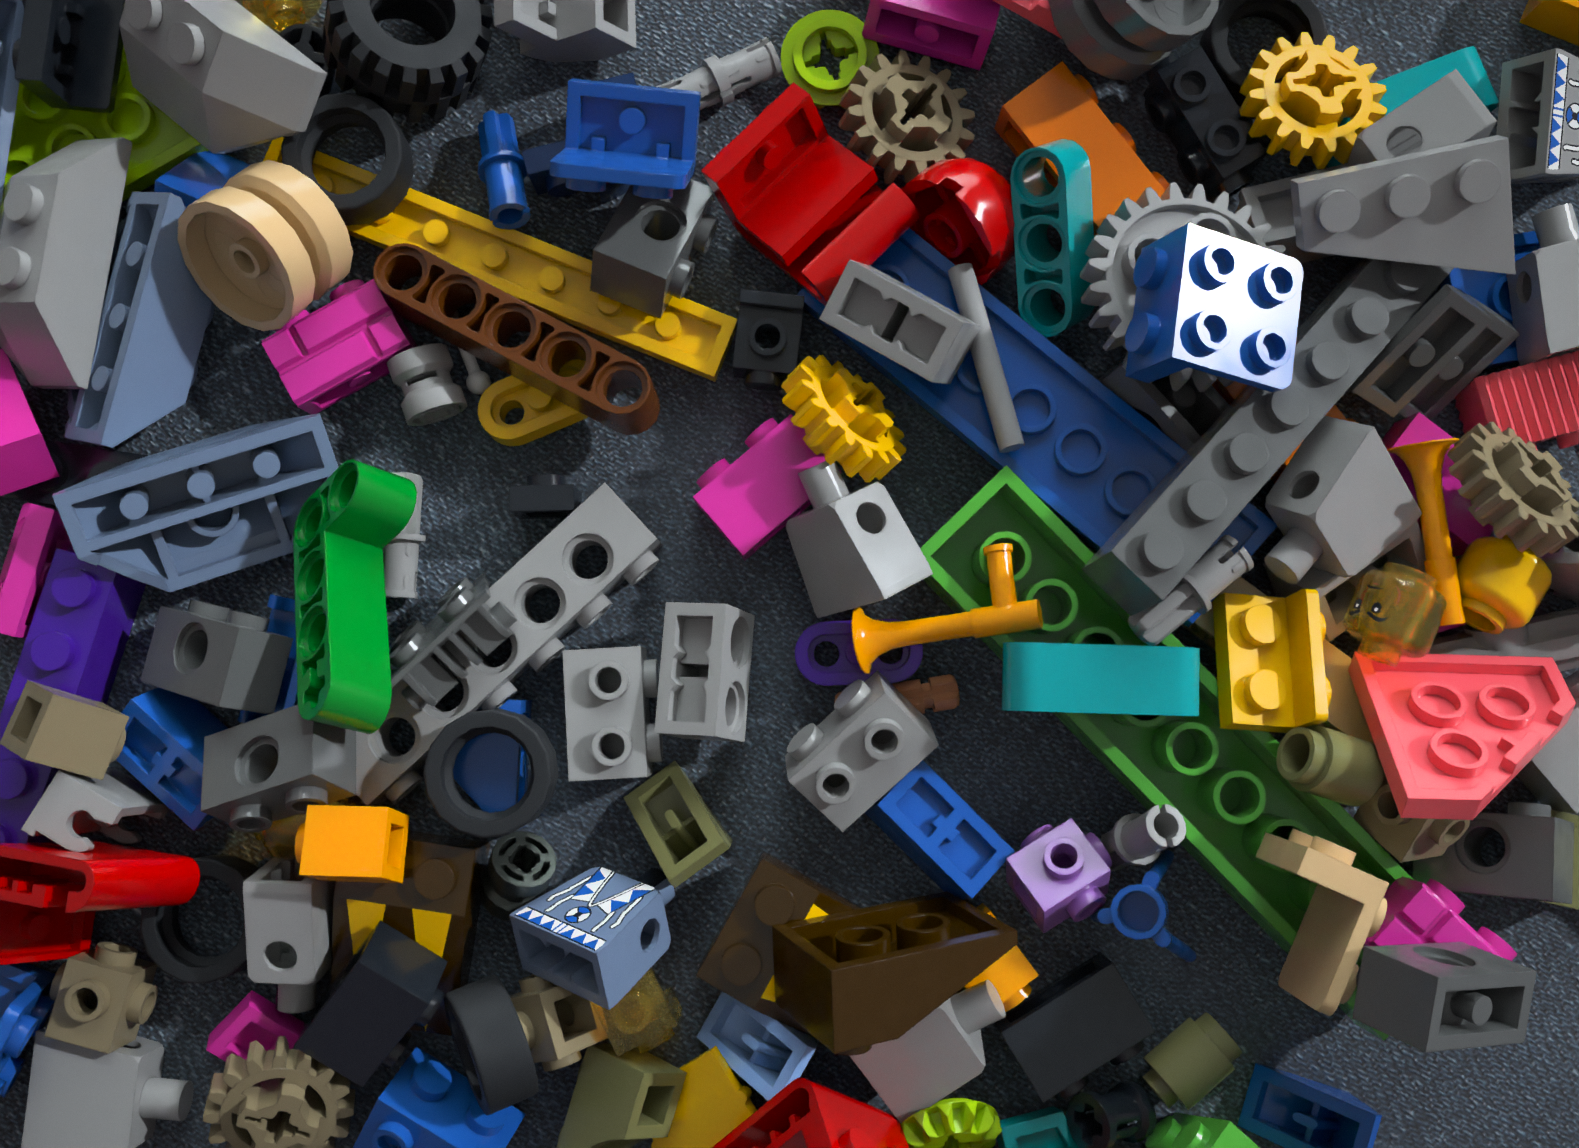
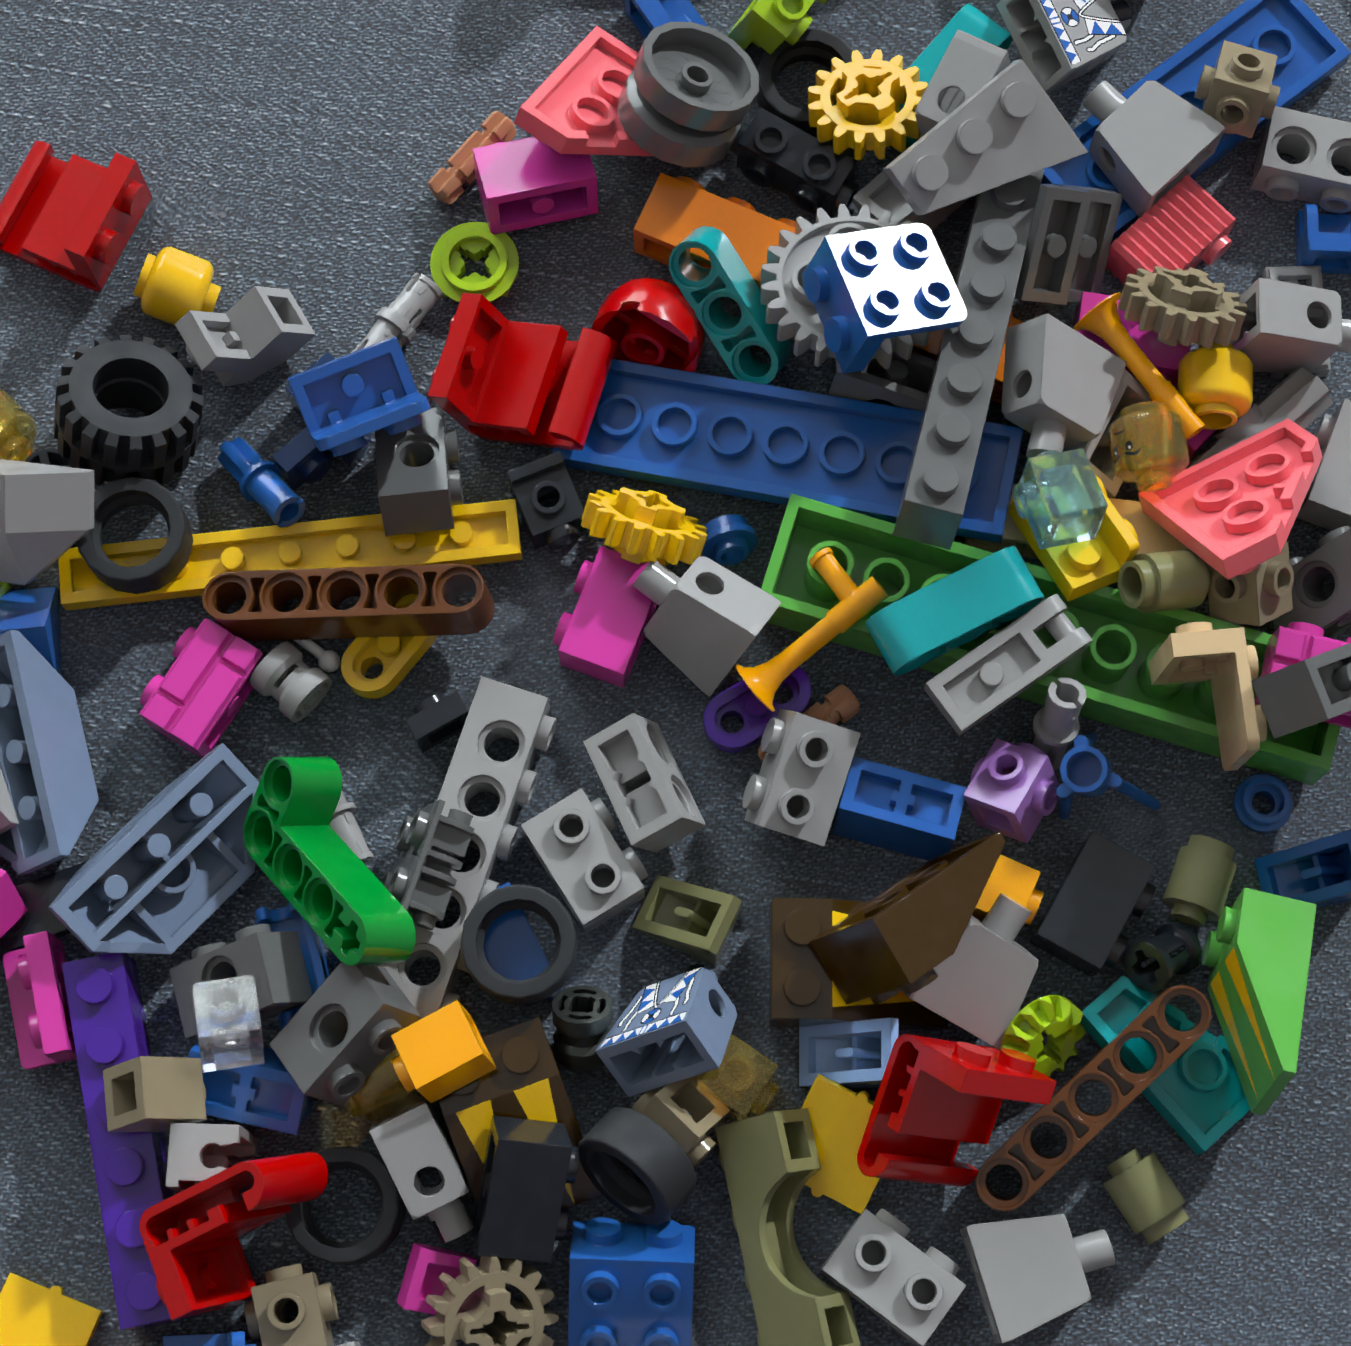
camera: 30 degrees left, 10 degrees down
(167, 698) = (228, 1023): none -> clear bracket
(265, 244) = (106, 634): tan wheel -> none
(889, 94) = (536, 271): dark tan gear -> none
(899, 322) = (648, 427): light grey brick -> none
(923, 472) = (729, 539): none -> blue plate
(987, 360) = (729, 423): light grey bar -> none
(1121, 762) = (1006, 665): none -> light grey plate
(1194, 592) = (984, 508): light grey axle -> none
(1275, 625) = (1060, 498): none -> clear light blue brick
(1299, 1036) = (1274, 791): none -> blue plate

